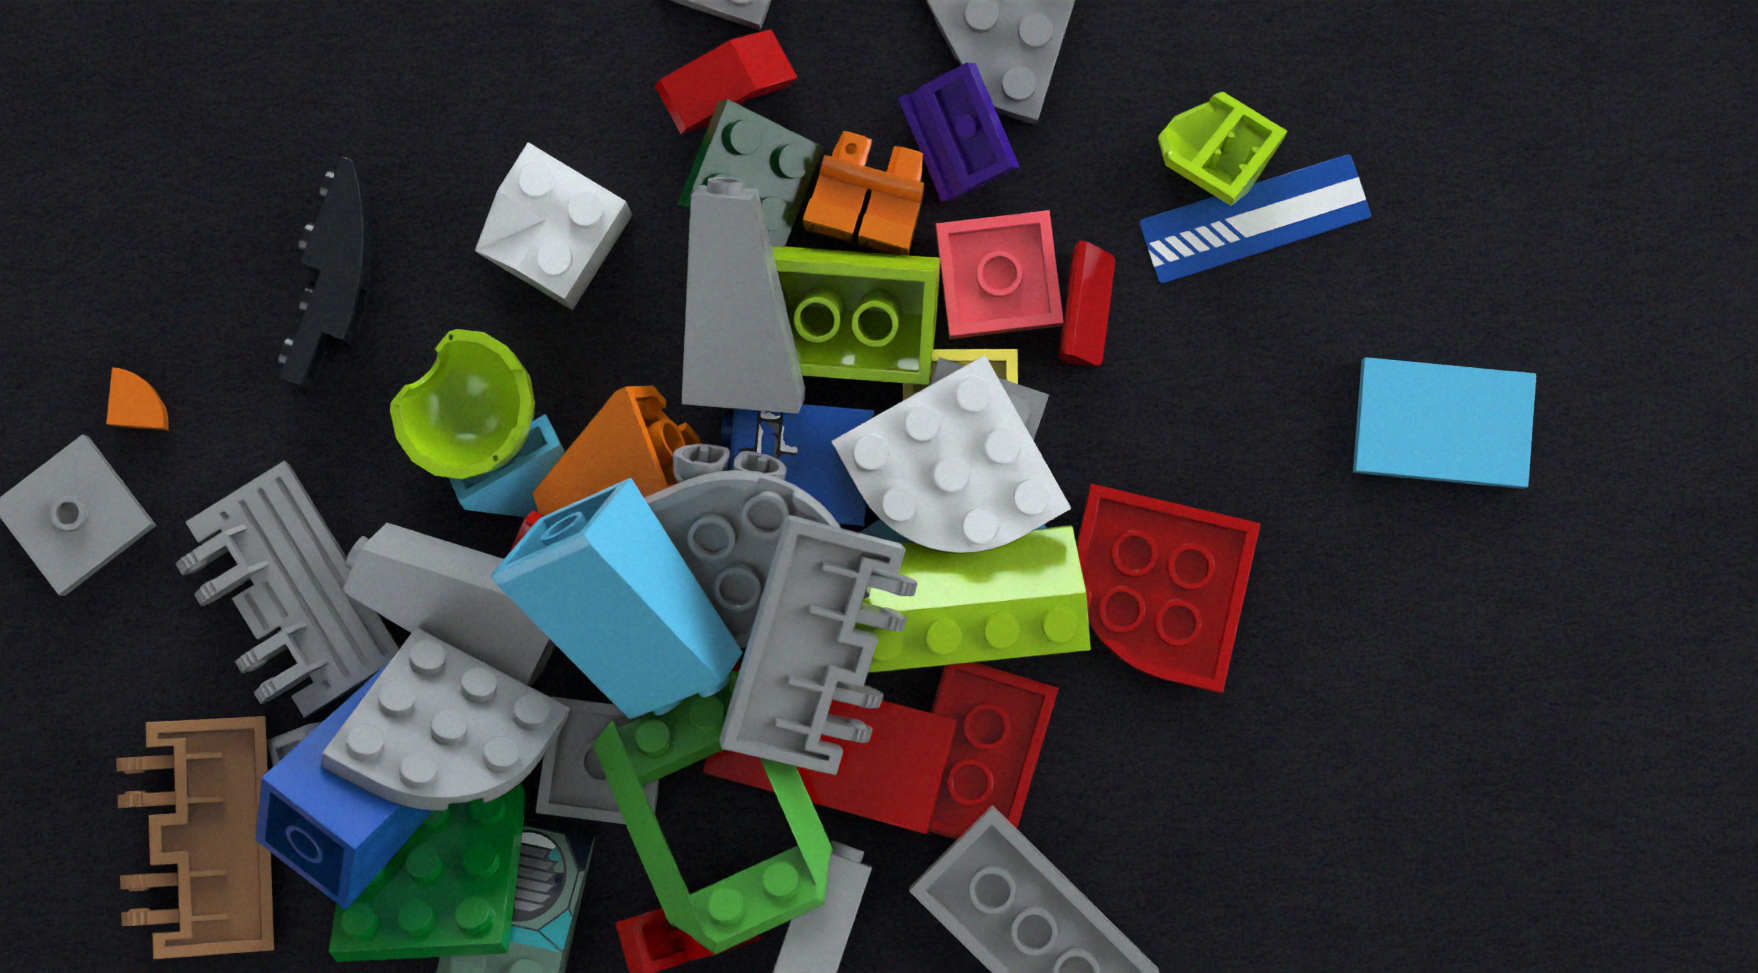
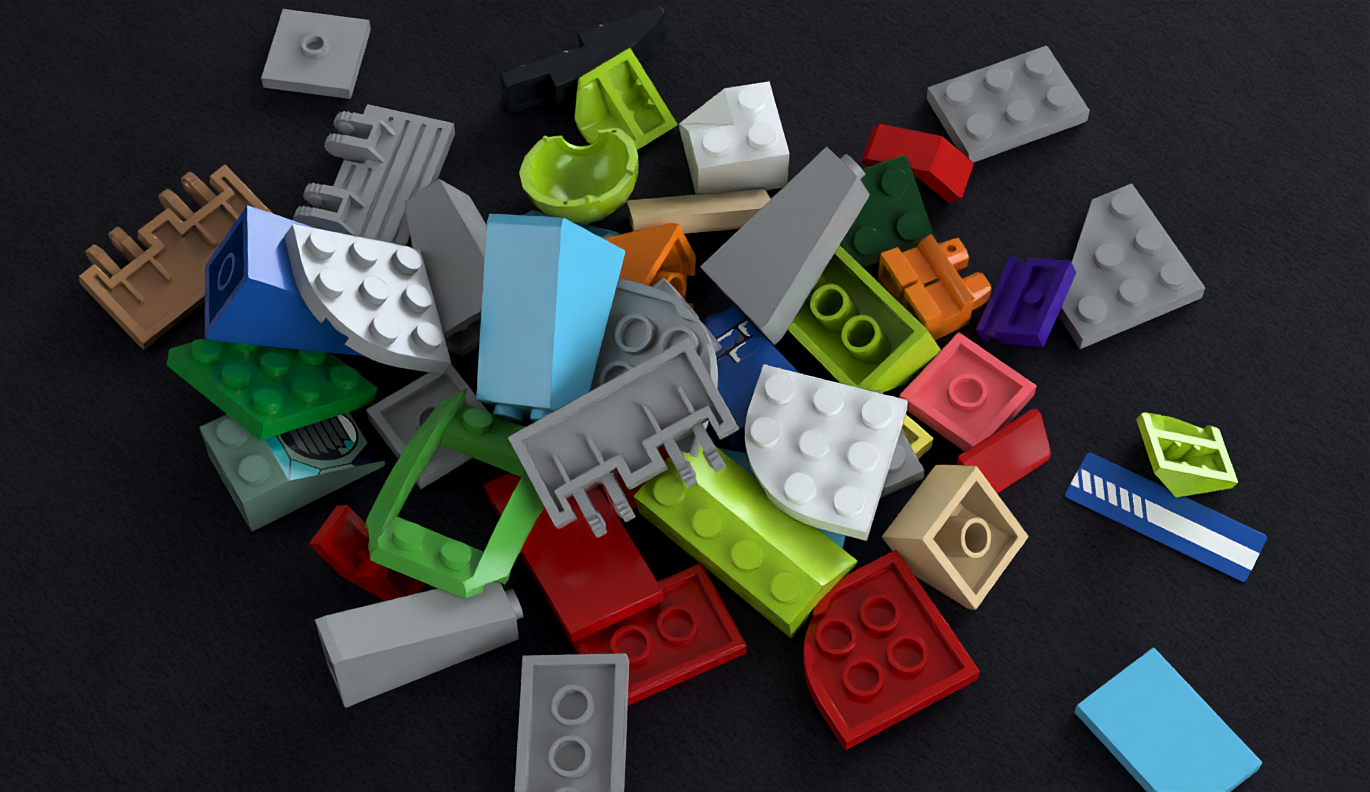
camera: 45 degrees right, 25 degrees down
(134, 403) = (412, 33): orange tile -> none
(413, 291) = (622, 98): none -> lime slope
(606, 333) = (698, 211): none -> tan tile
(1120, 418) = (956, 533): none -> tan slope

